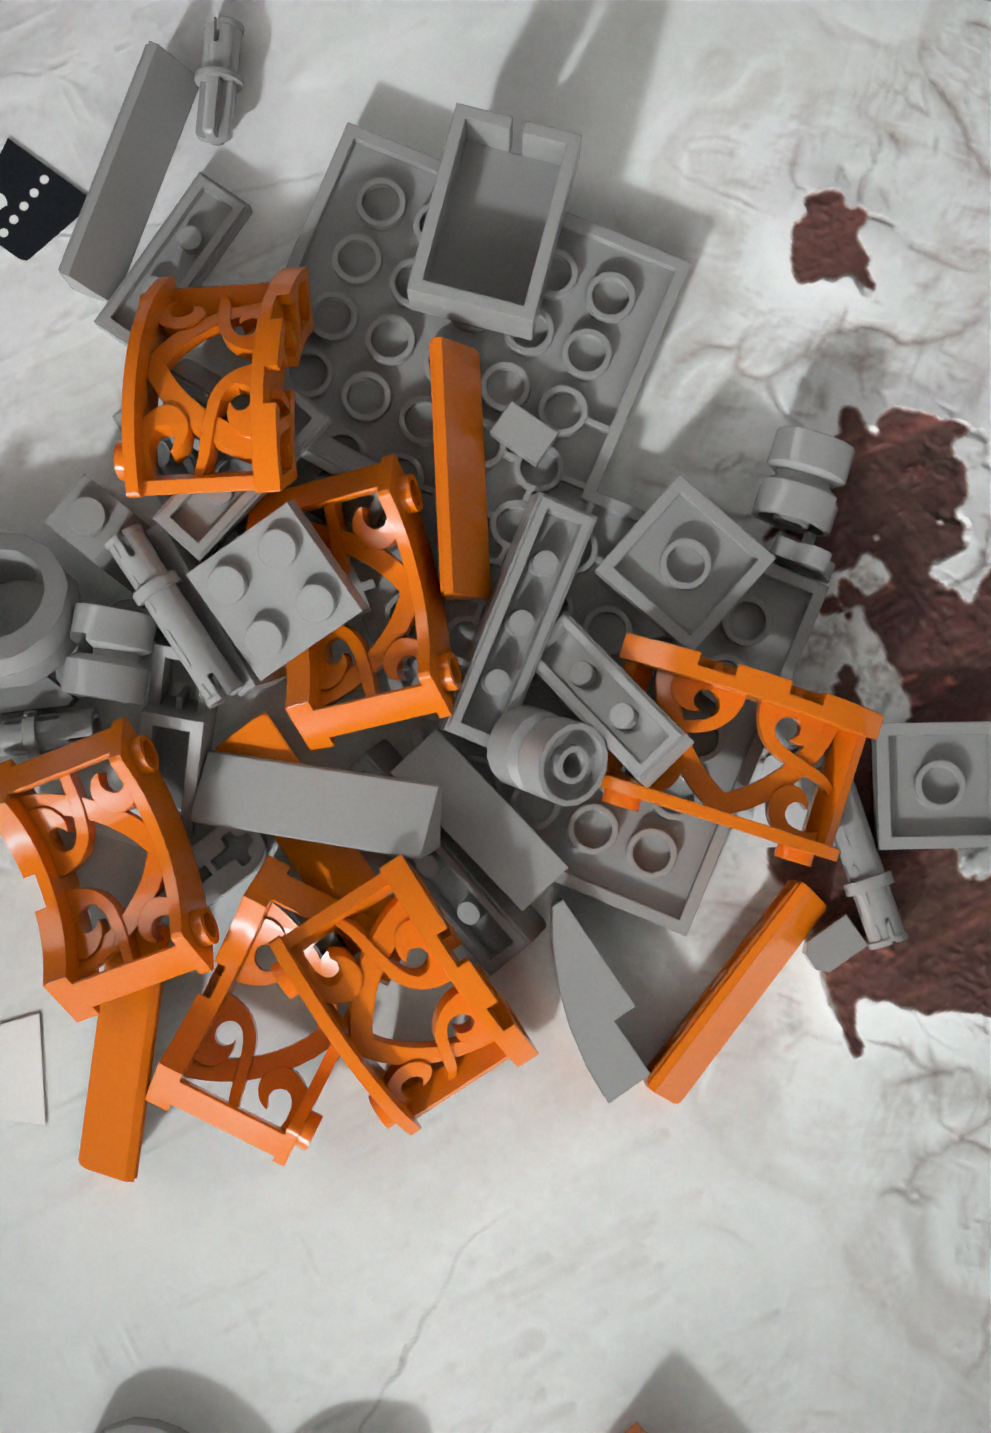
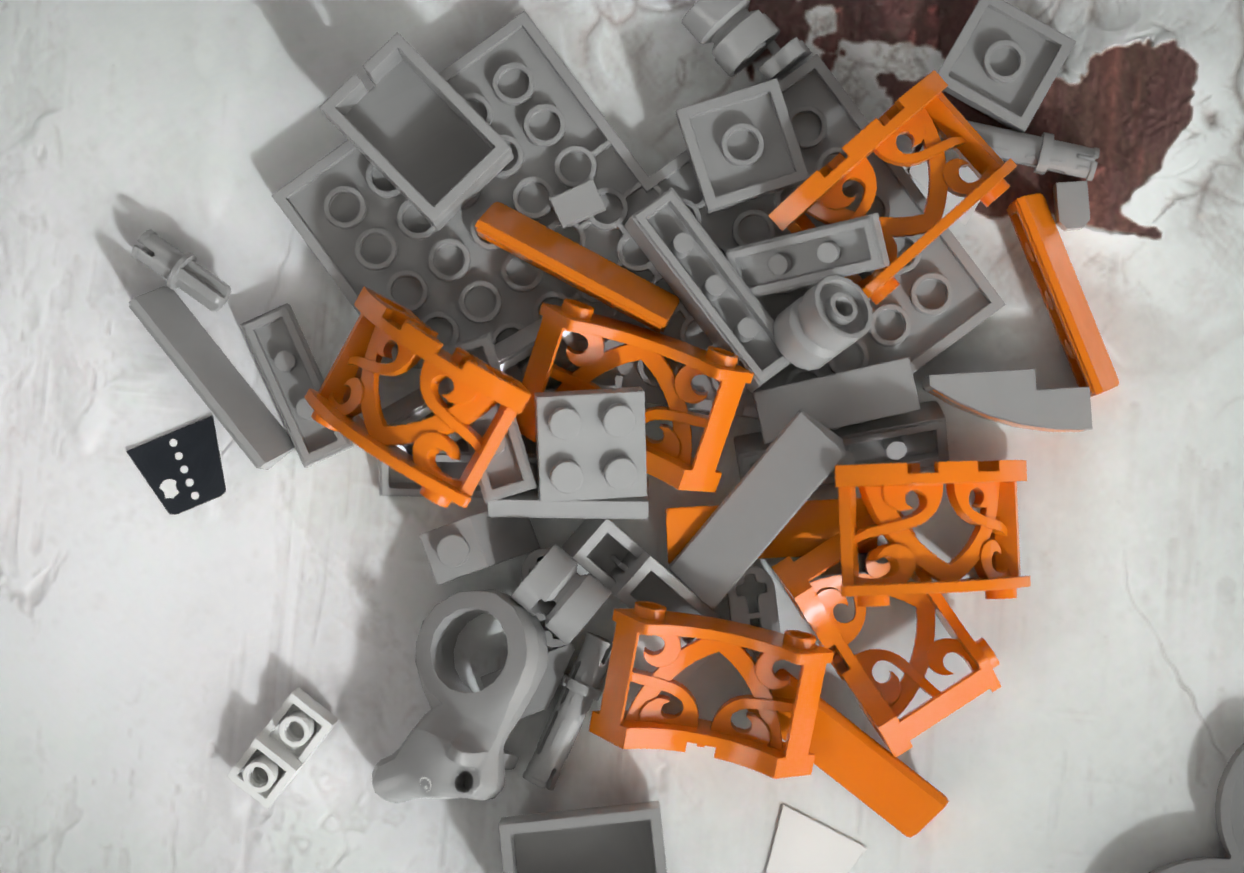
camera: 65 degrees left, 0 degrees up
(173, 614) = (563, 529): light grey pin -> none

